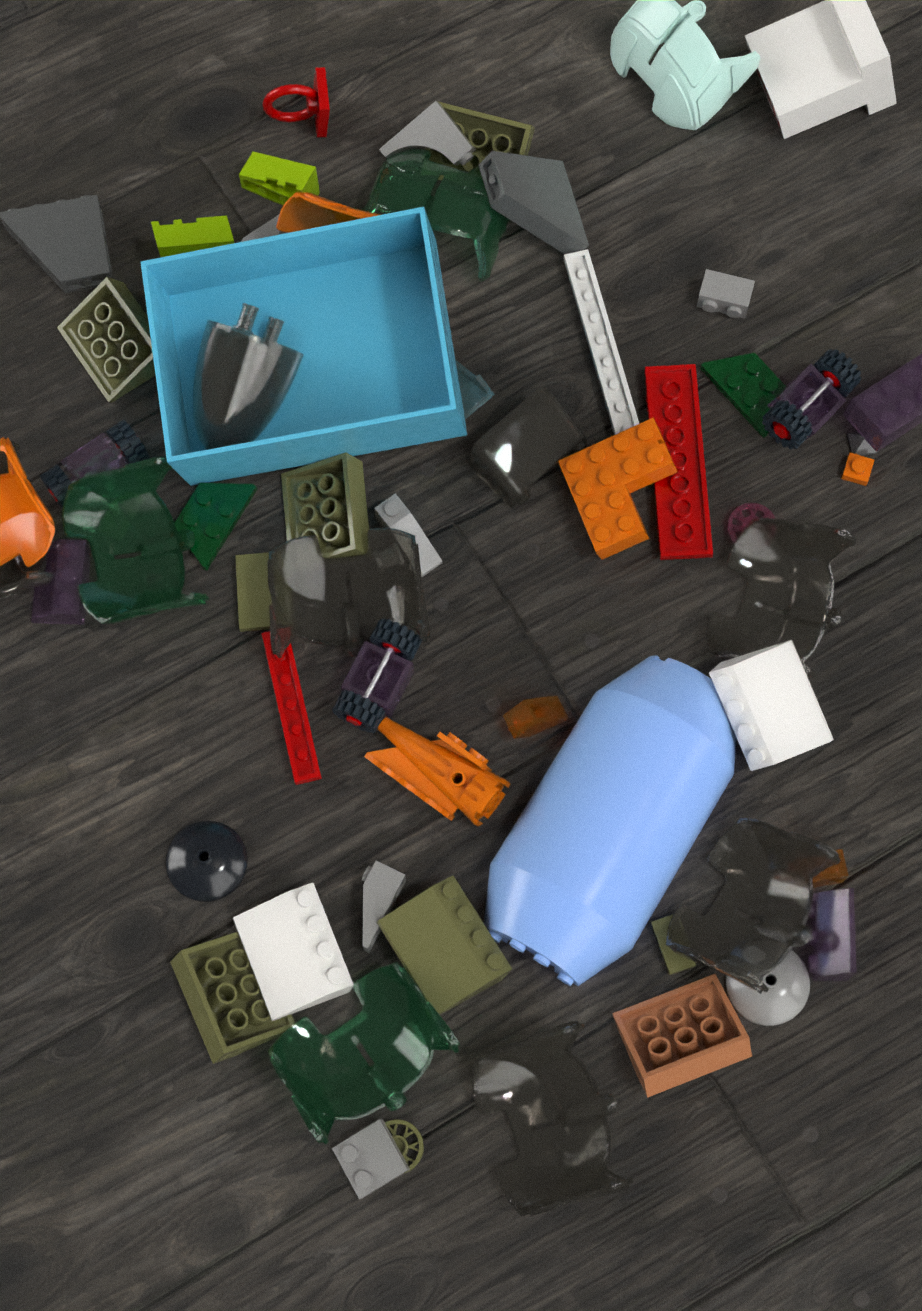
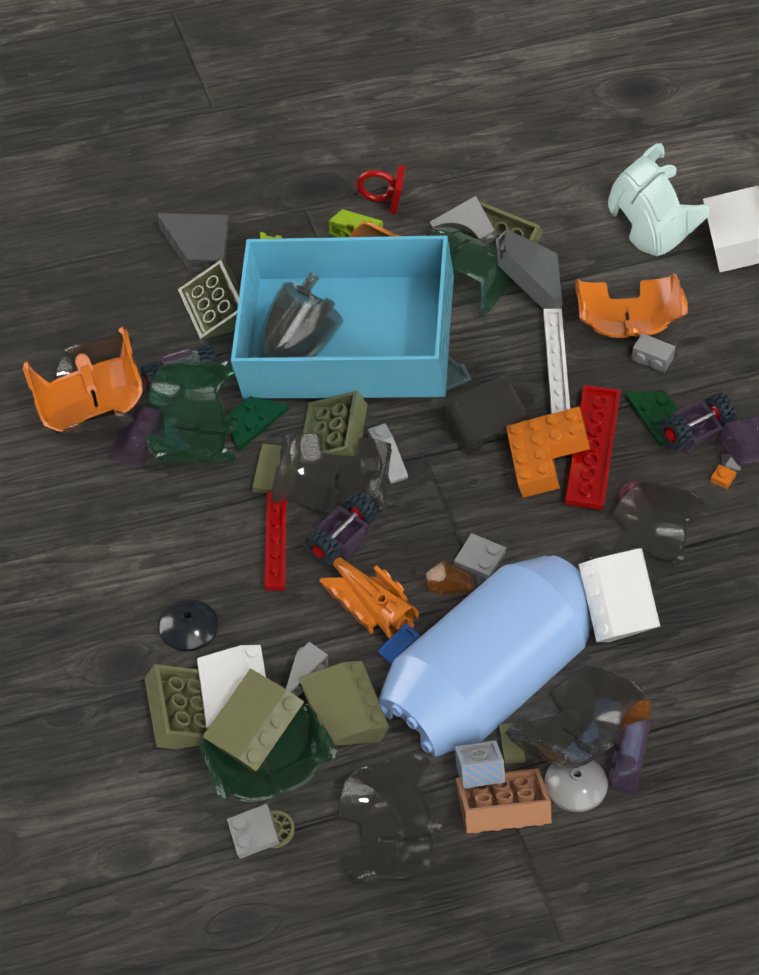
camera: 10 degrees right, 20 degrees down
(334, 1007) = (253, 720): none -> olive slope
(493, 831) = (398, 643): none -> blue tile
(566, 666) = (480, 556): none -> light grey plate
(643, 996) = (480, 764): none -> light grey container
(708, 228) = (648, 314): none -> orange piece

